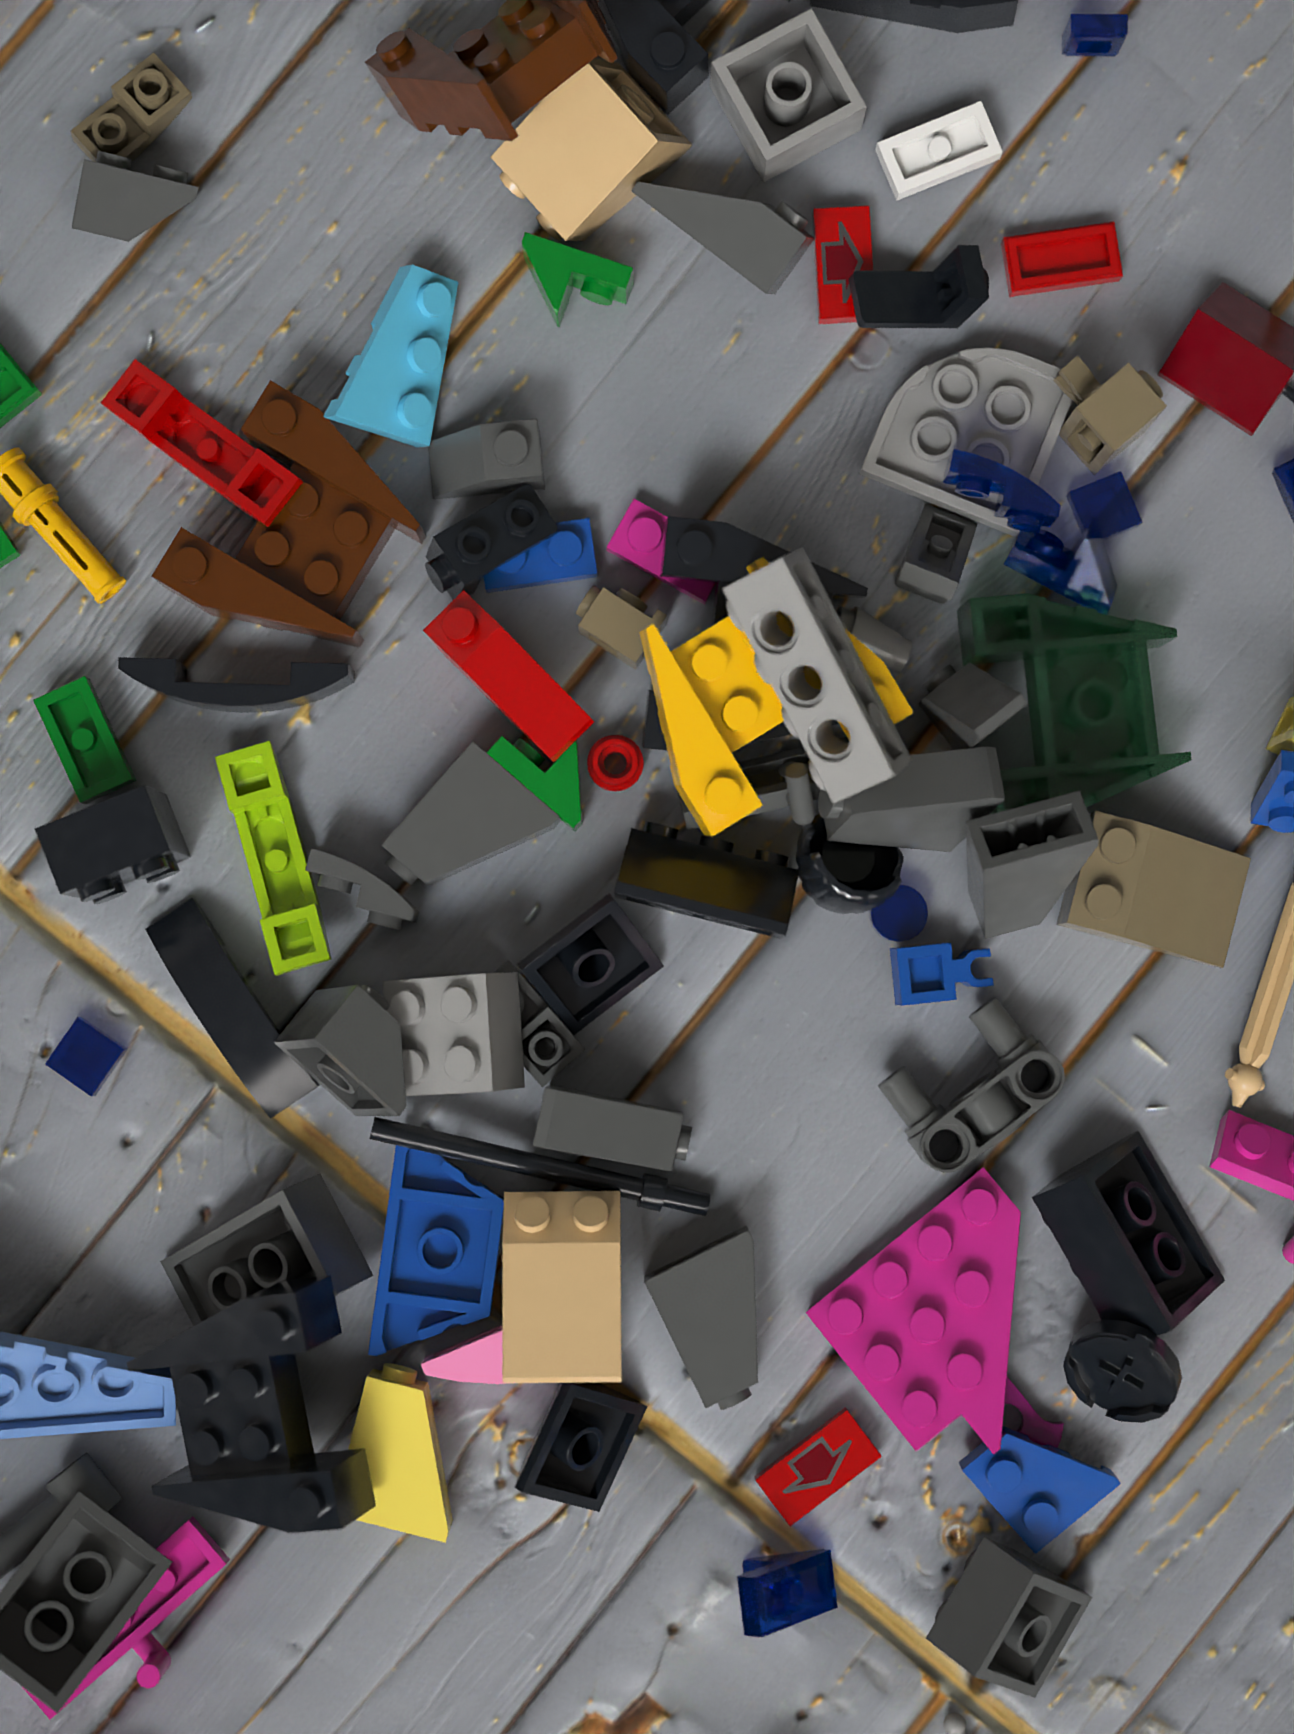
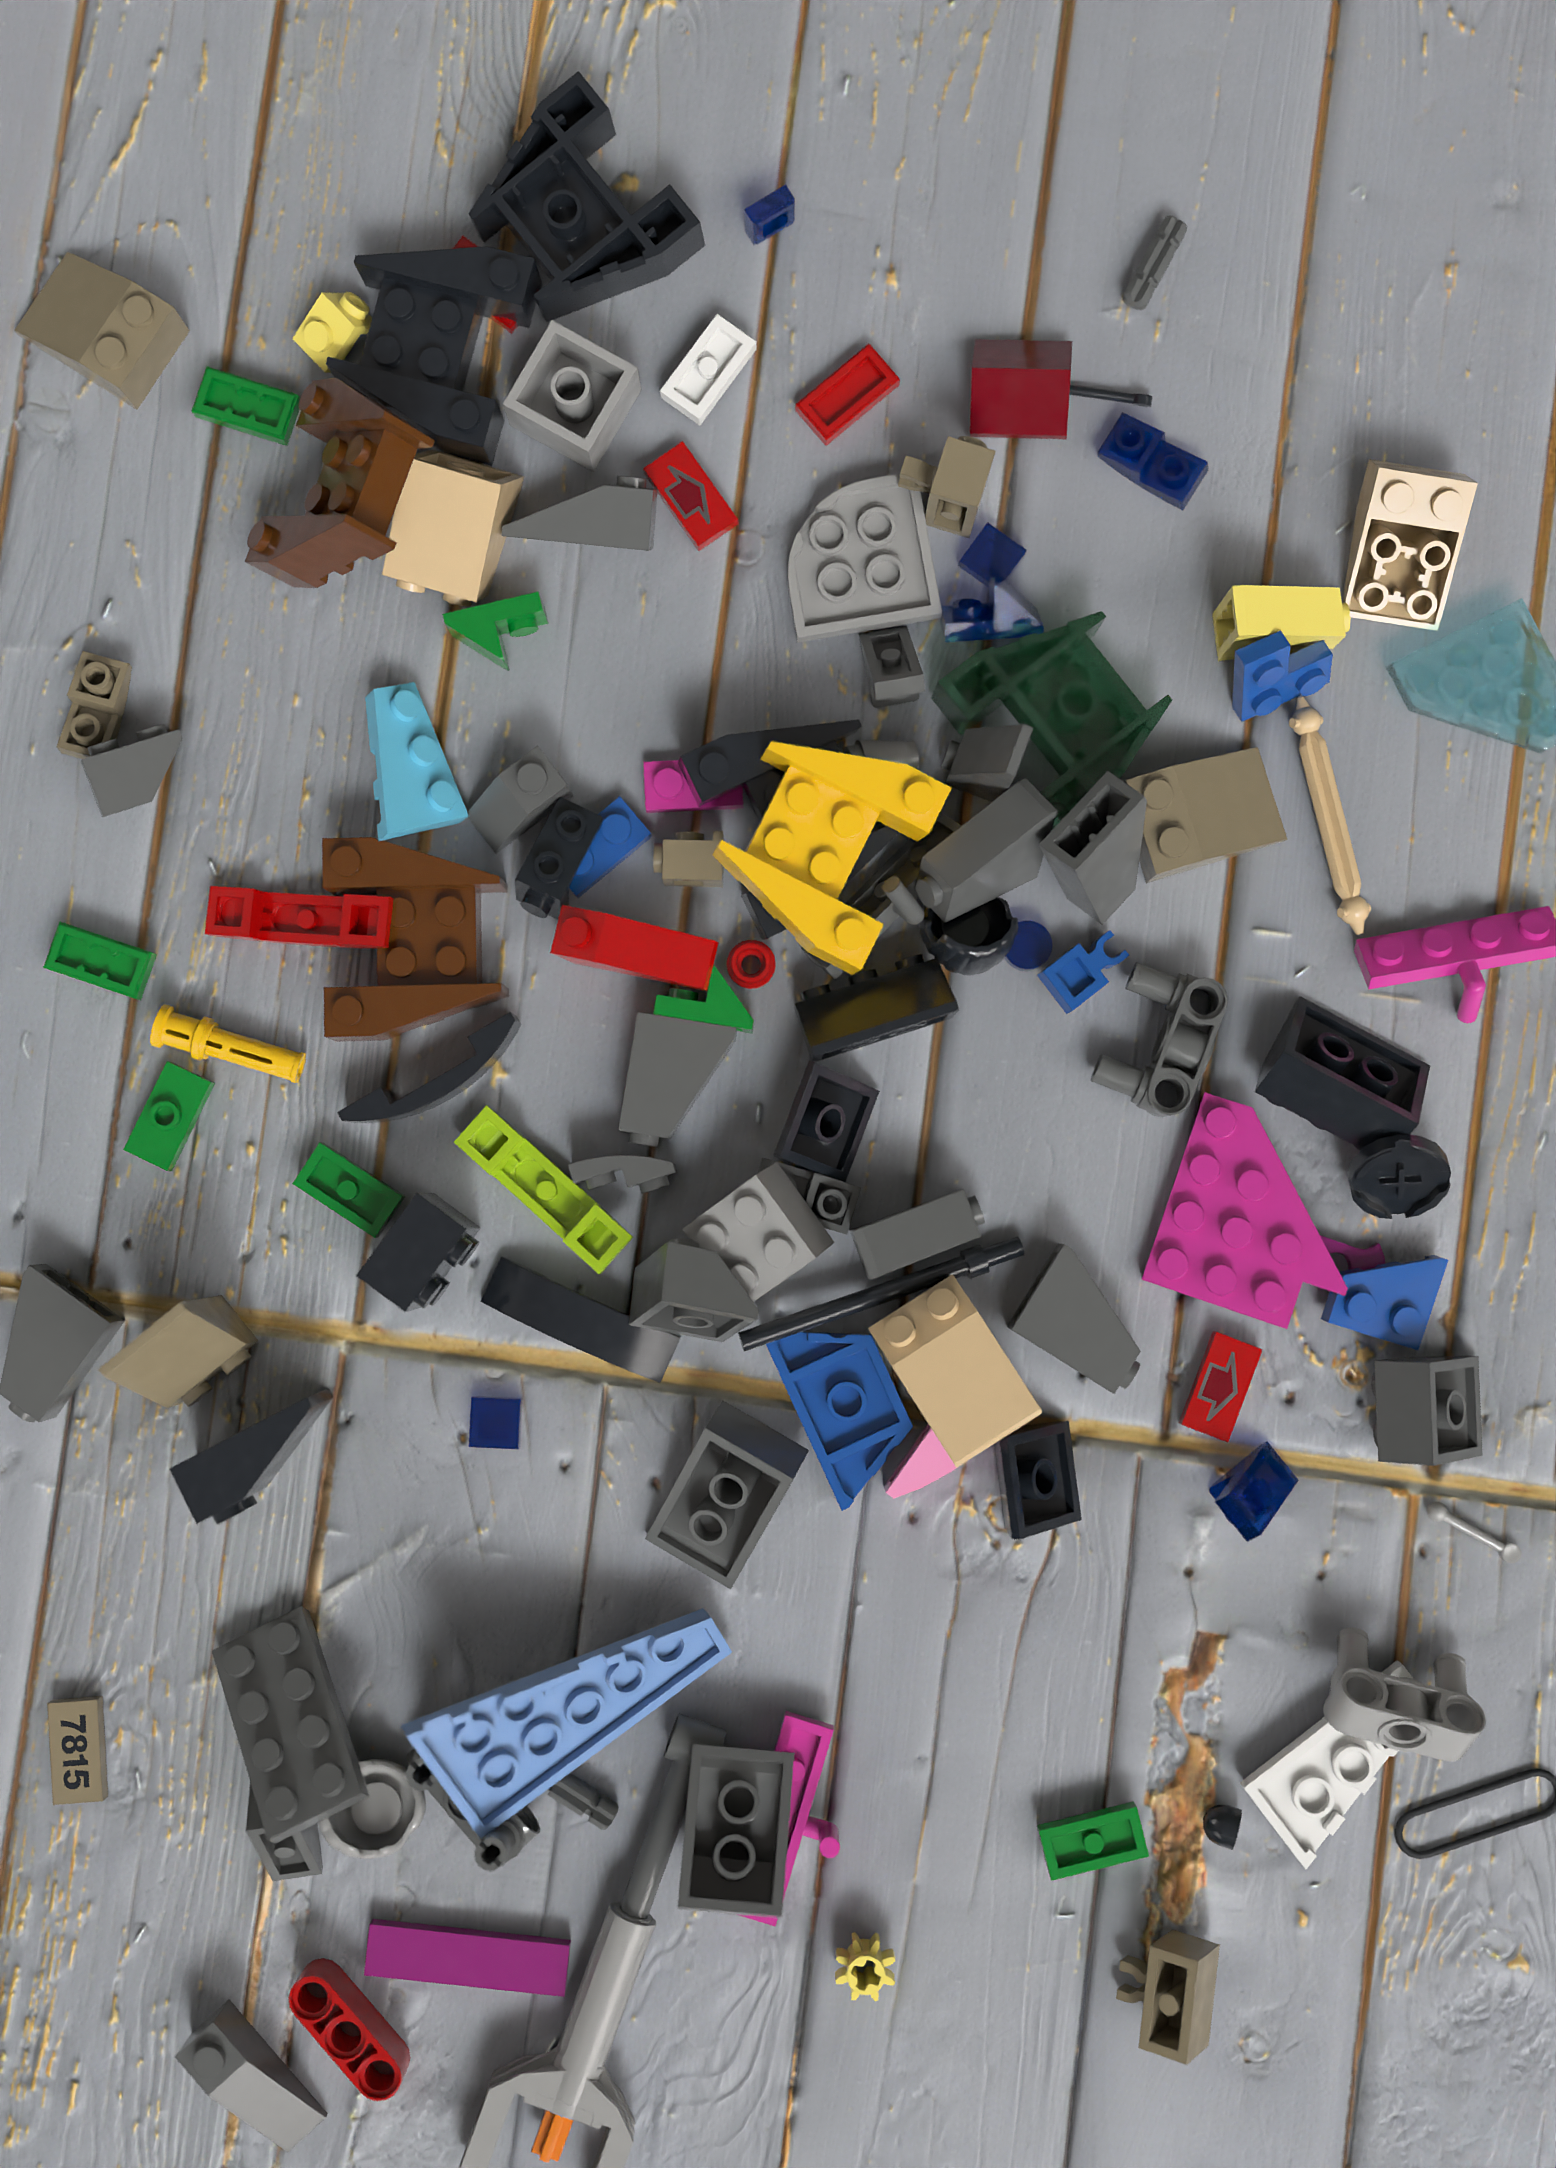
camera: 30 degrees left, 0 degrees up
(249, 1416) = (784, 1611): black wedge -> none
(402, 1454) = (909, 1575): light yellow slope -> none
(823, 644) = (854, 777): light grey brick -> none
(922, 297) = (764, 485): black bracket -> none
(1018, 499) = (927, 587): clear blue slope -> none

